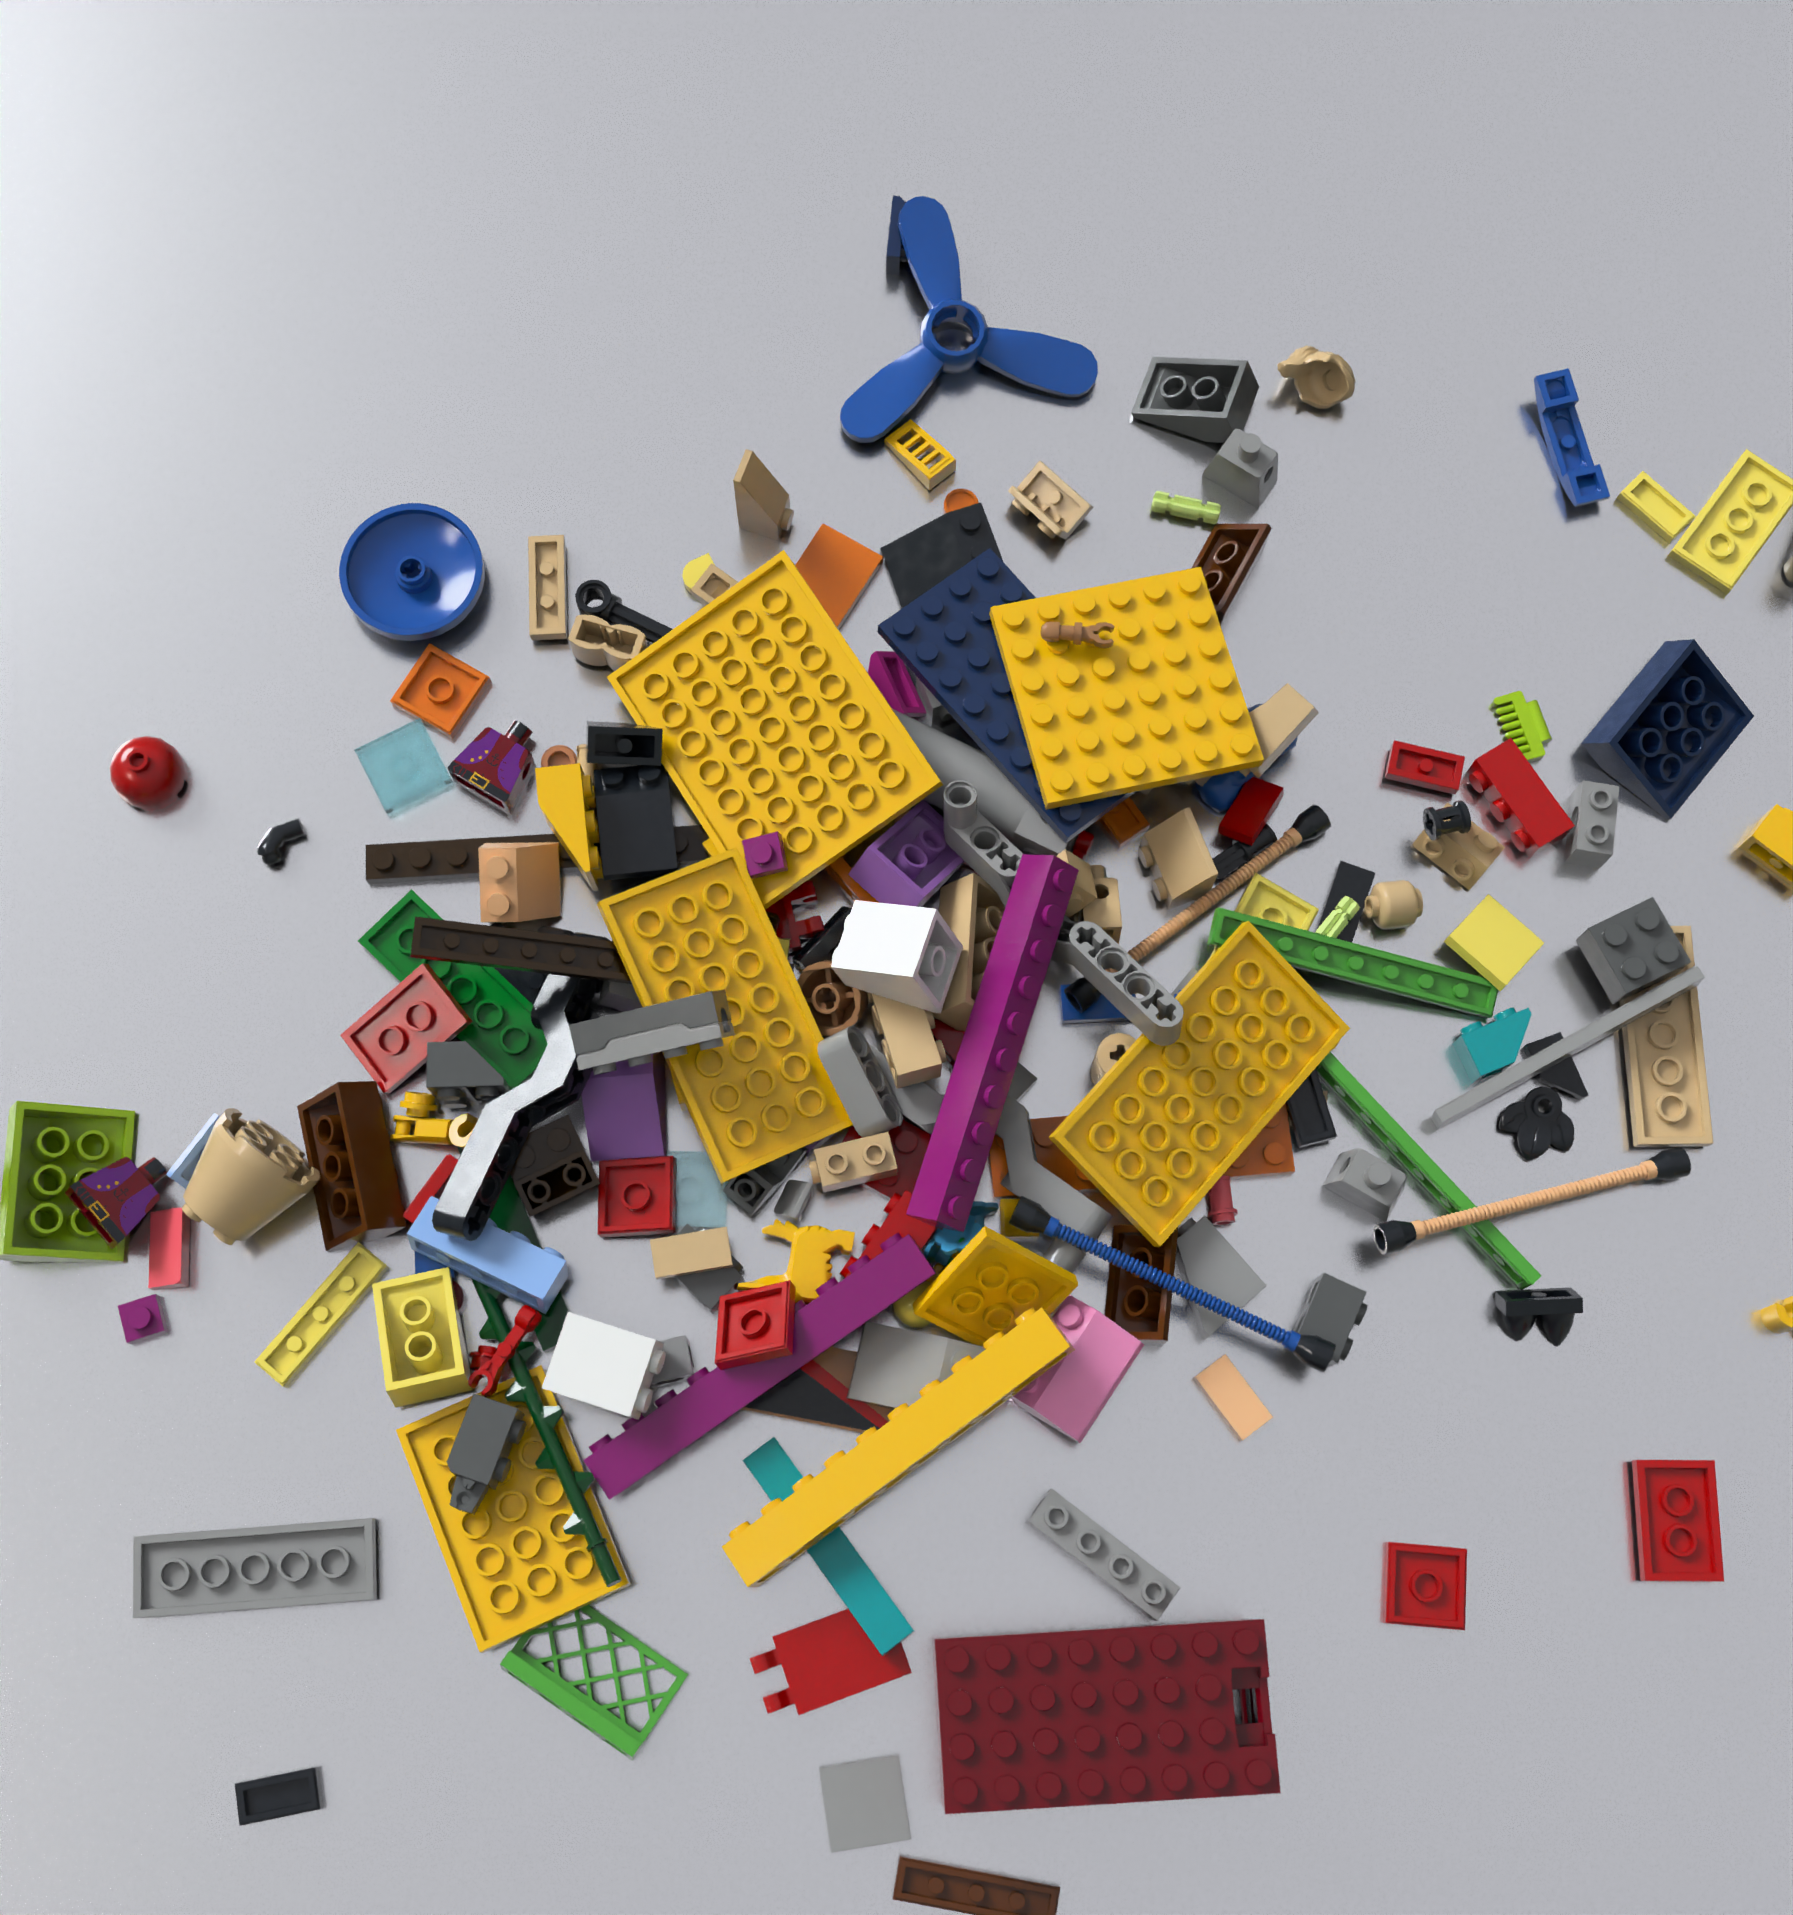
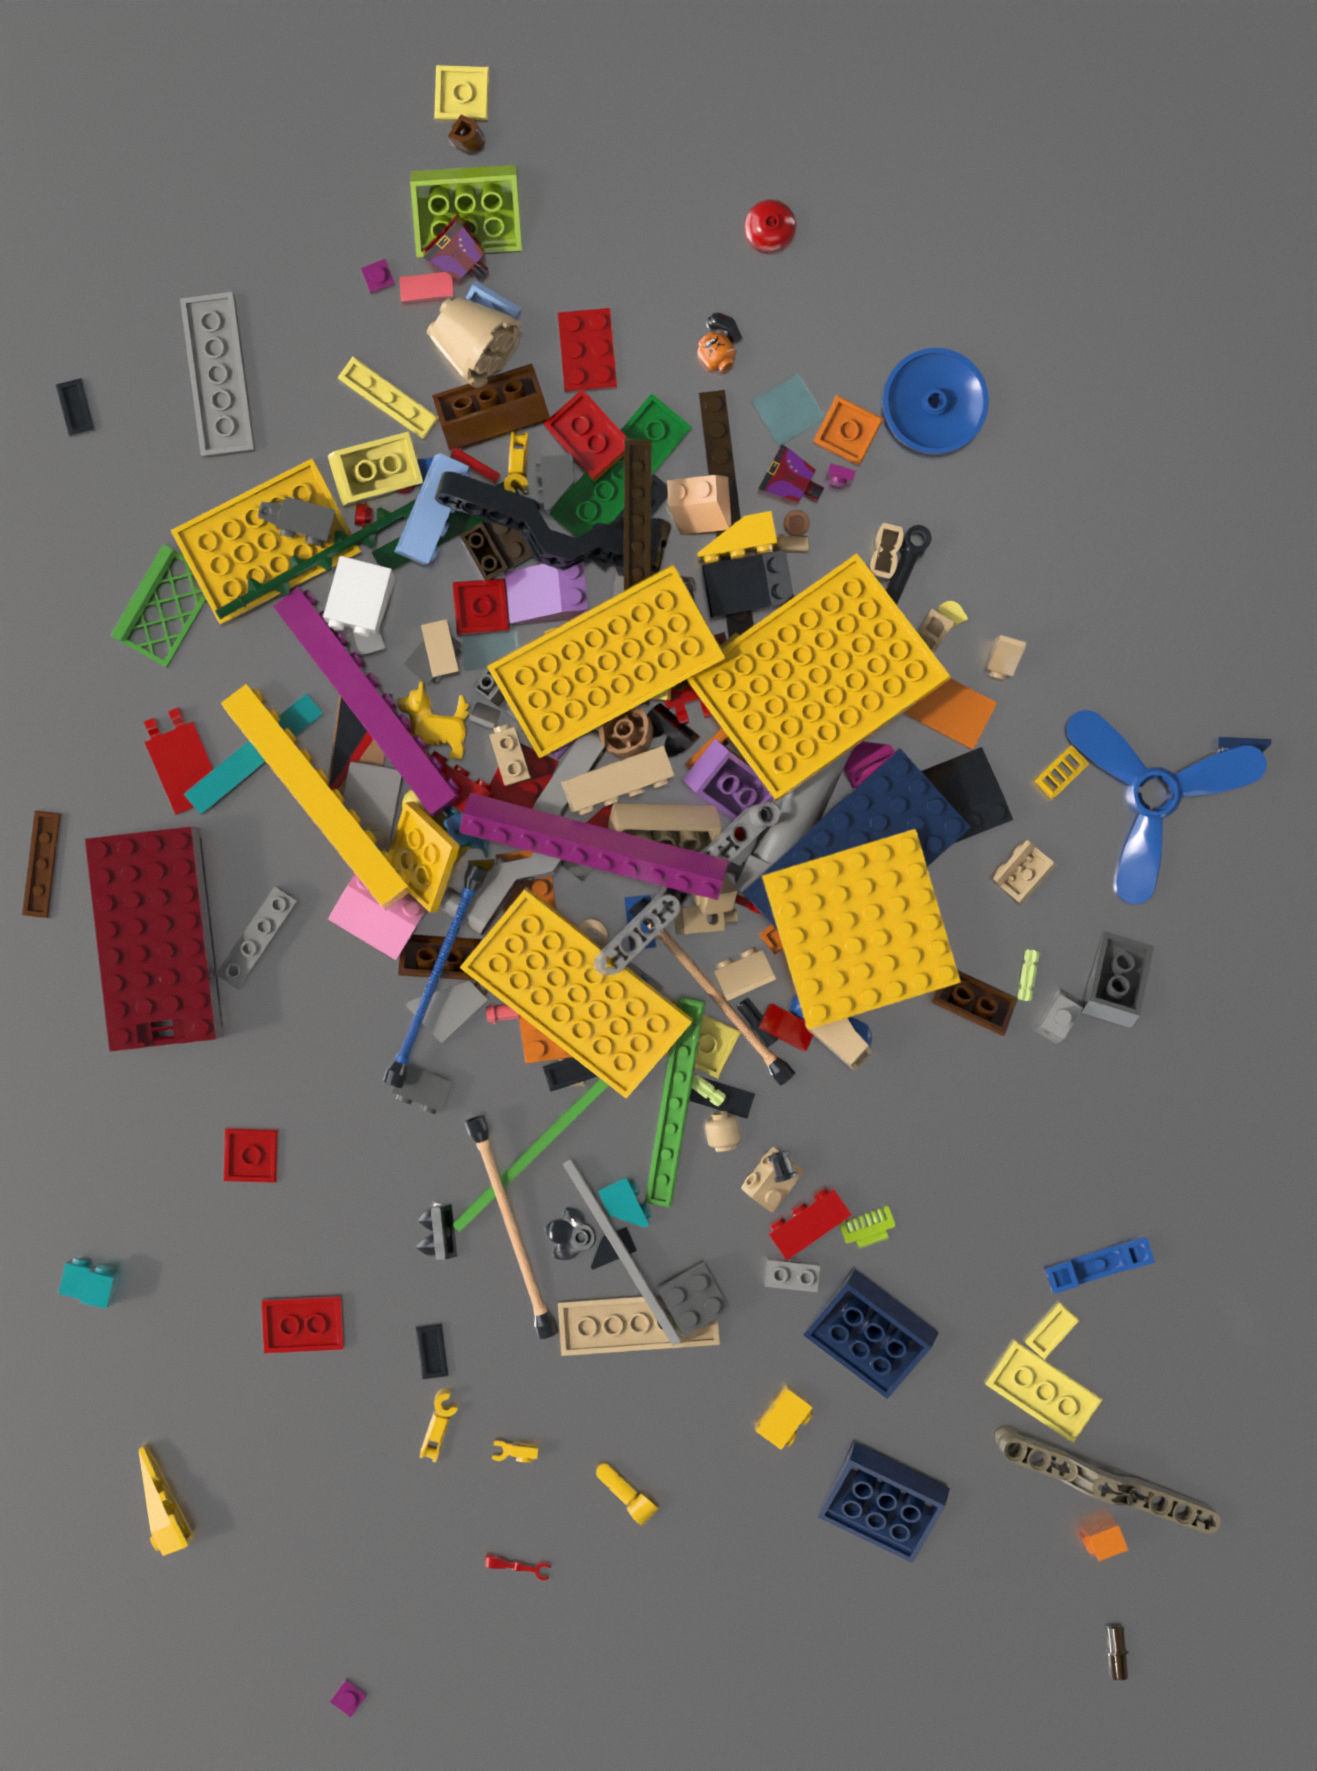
camera: 90 degrees right, 15 degrees up
(287, 1028) = (587, 350): none -> red plate
(311, 850) = (717, 352): none -> orange head
(419, 1104) = (536, 448): yellow plate -> none
(498, 695) = (840, 476): none -> magenta plate
(525, 1322) = (386, 538): red piece -> none
(547, 587) = (933, 501): tan plate -> none
(623, 743) = (804, 569): black slope -> none
(652, 1030) = (583, 610): piece -> none
(755, 1325) = (391, 695): red tile -> none
(765, 855) = (721, 678): magenta plate -> none
(859, 1082) = (563, 756): light grey beam -> none
(864, 1803) = (92, 789): light grey tile -> none
(898, 953) = (649, 776): white slope -> none
(959, 499) = (1021, 805): orange piece -> none
(1054, 632) = (893, 891): medium nougat piece -> none
(1233, 1397) = (367, 1024): light nougat tile -> none
(1319, 376) = (1140, 1071): tan hair -> none
(1366, 1182) = (518, 1112): light grey torso -> none
(1424, 767) = (830, 1154): red plate -> none
(1494, 942) = (699, 1203): light yellow tile -> none
(1626, 1851) = (91, 1284): none -> teal brick
(1709, 1331) = (432, 1351): none -> black tile

